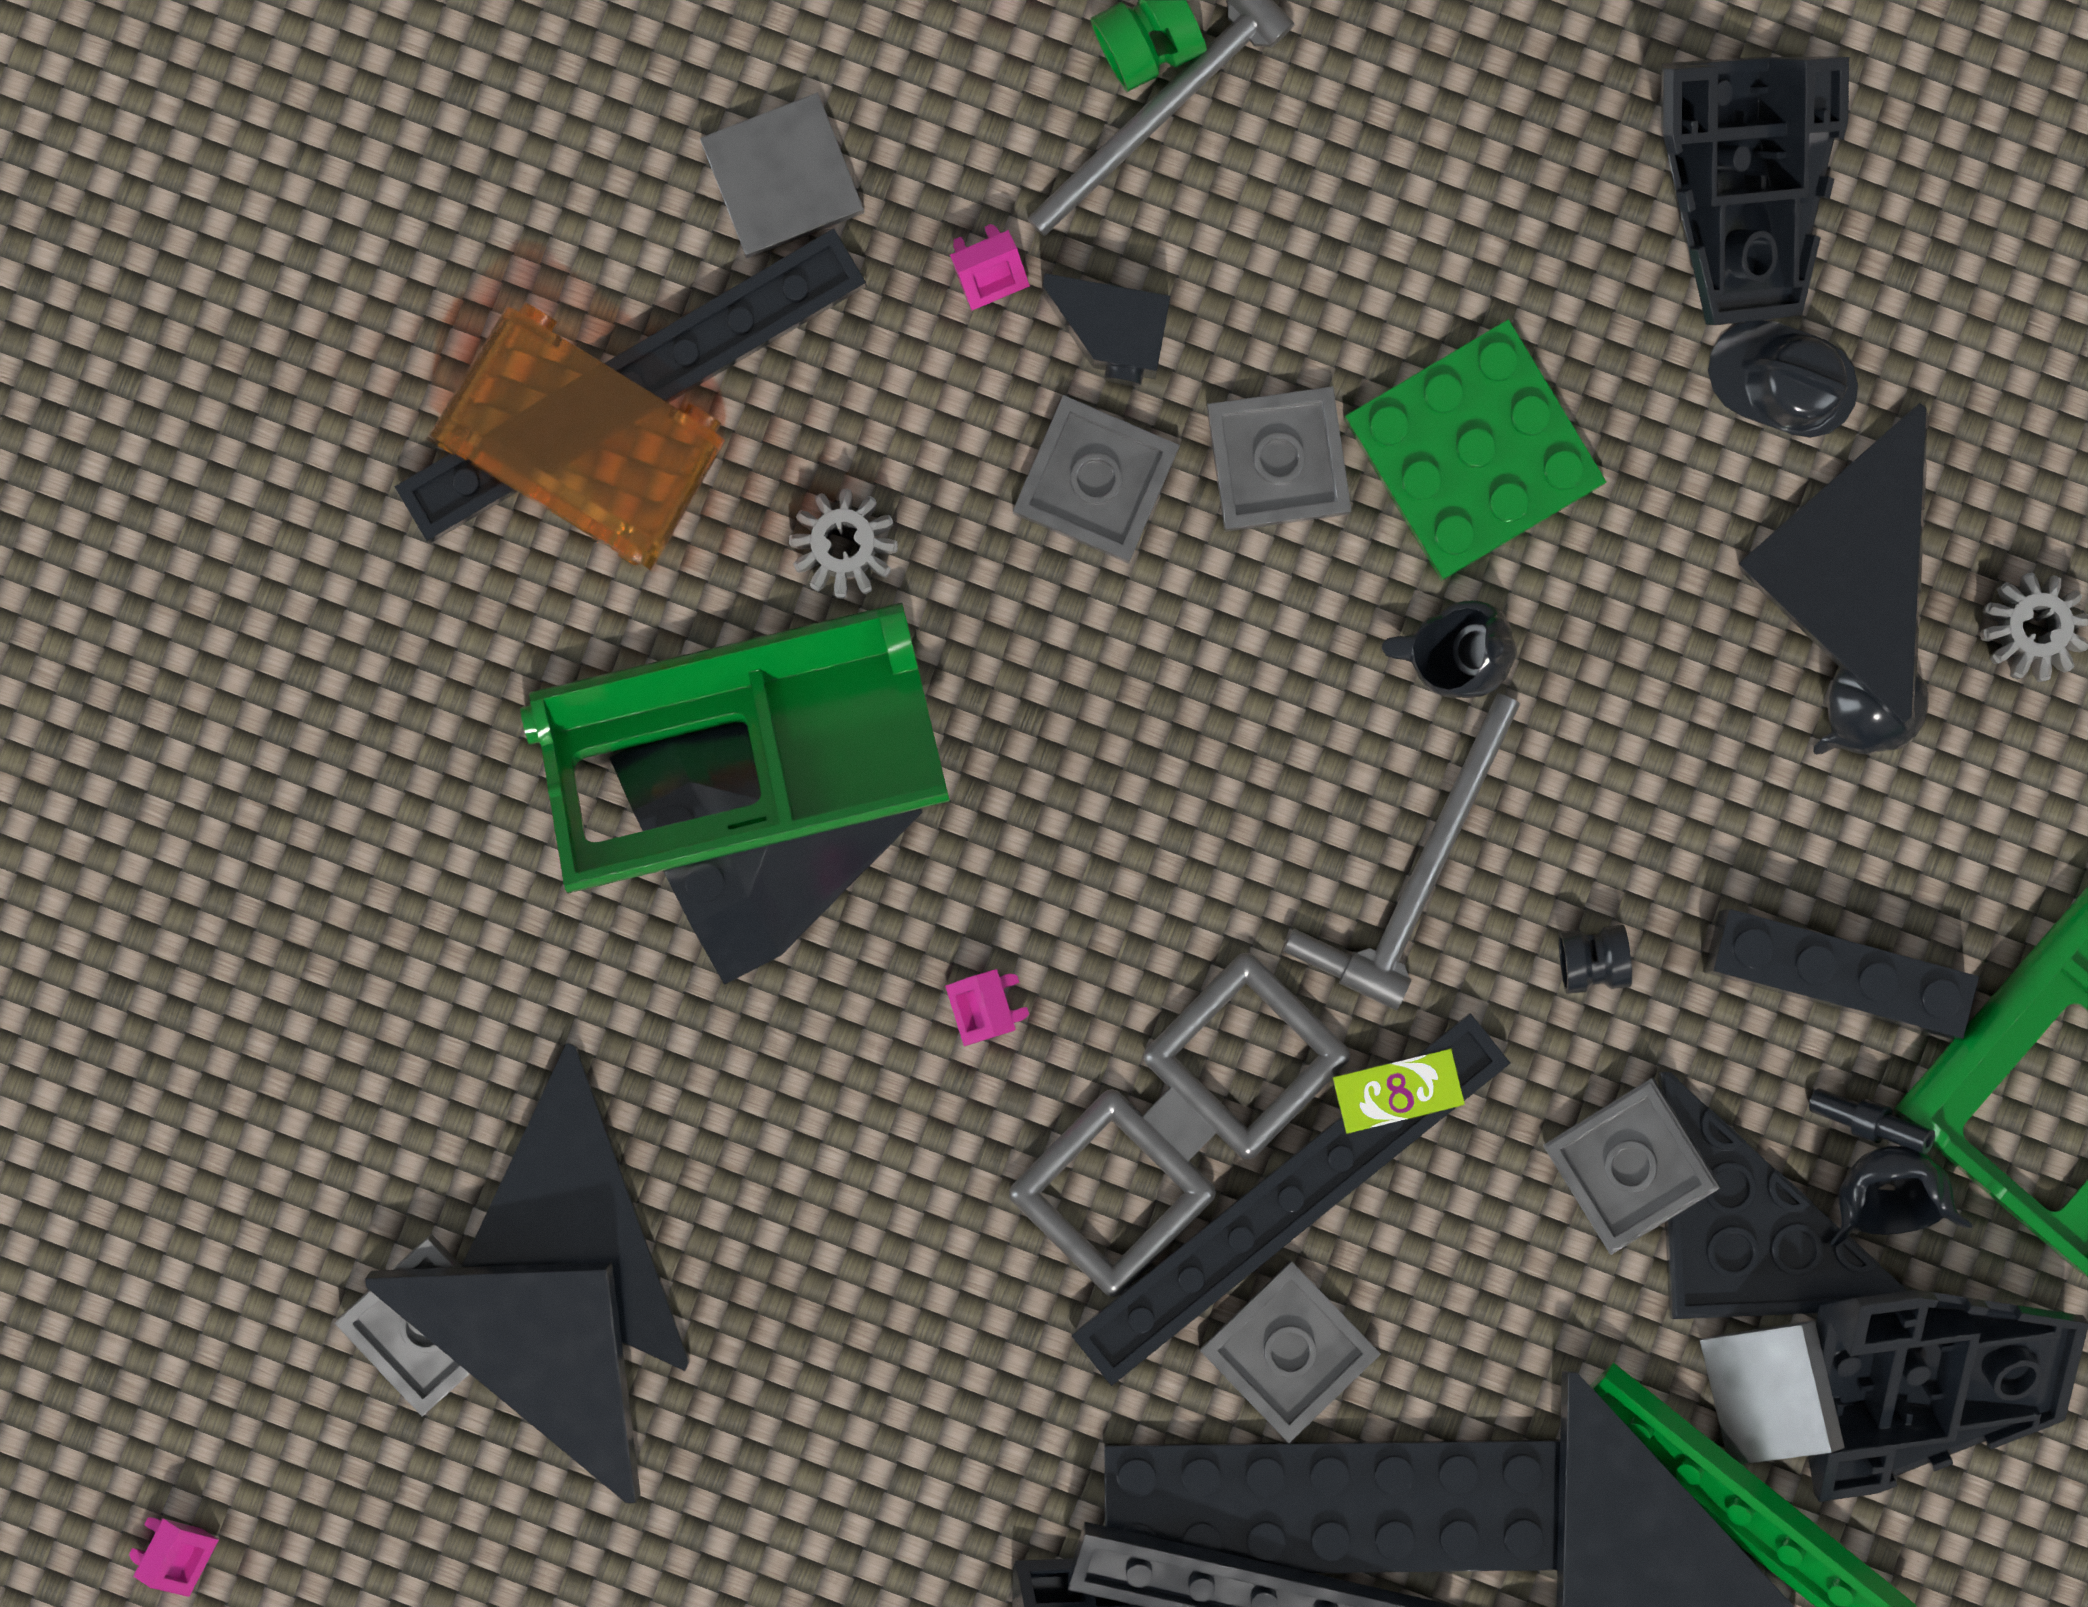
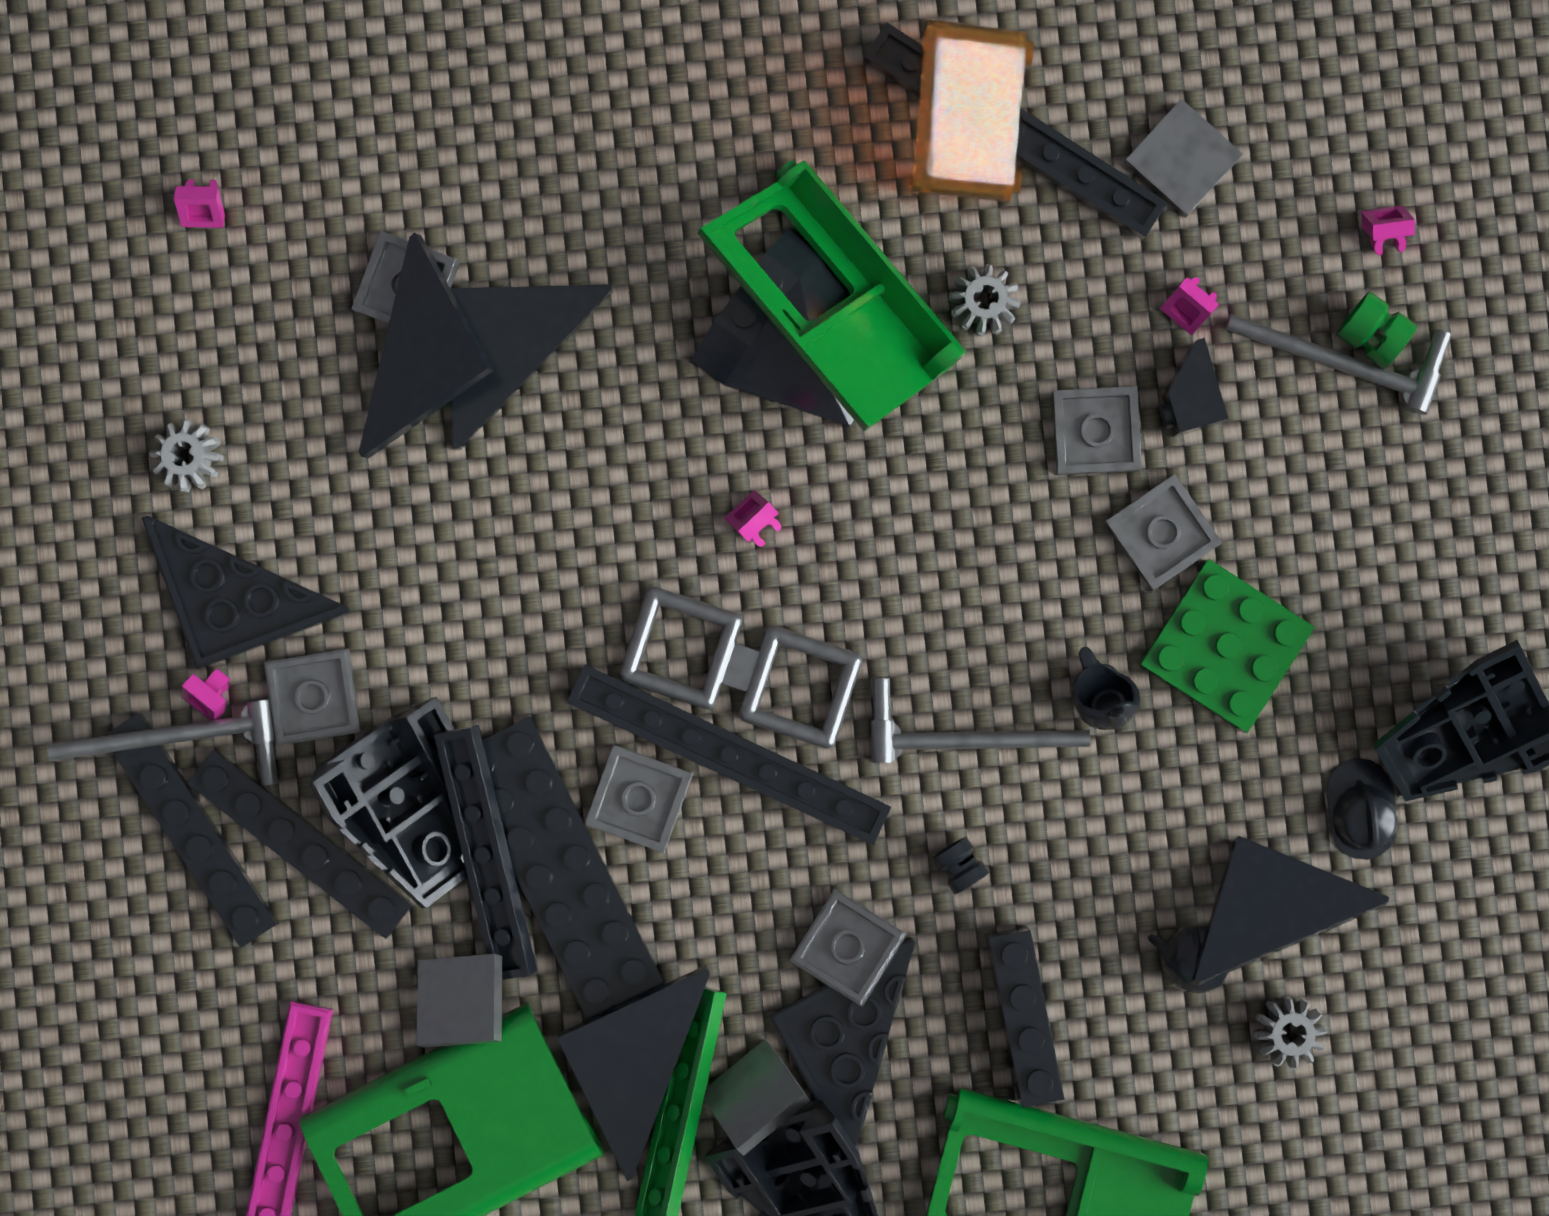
camera: 65 degrees right, 0 degrees up
(1398, 1091) = (824, 786): lime sticker -> none
(1872, 1121) = (946, 1078): black bar -> none
(1919, 1199) = (912, 1129): black hair -> none

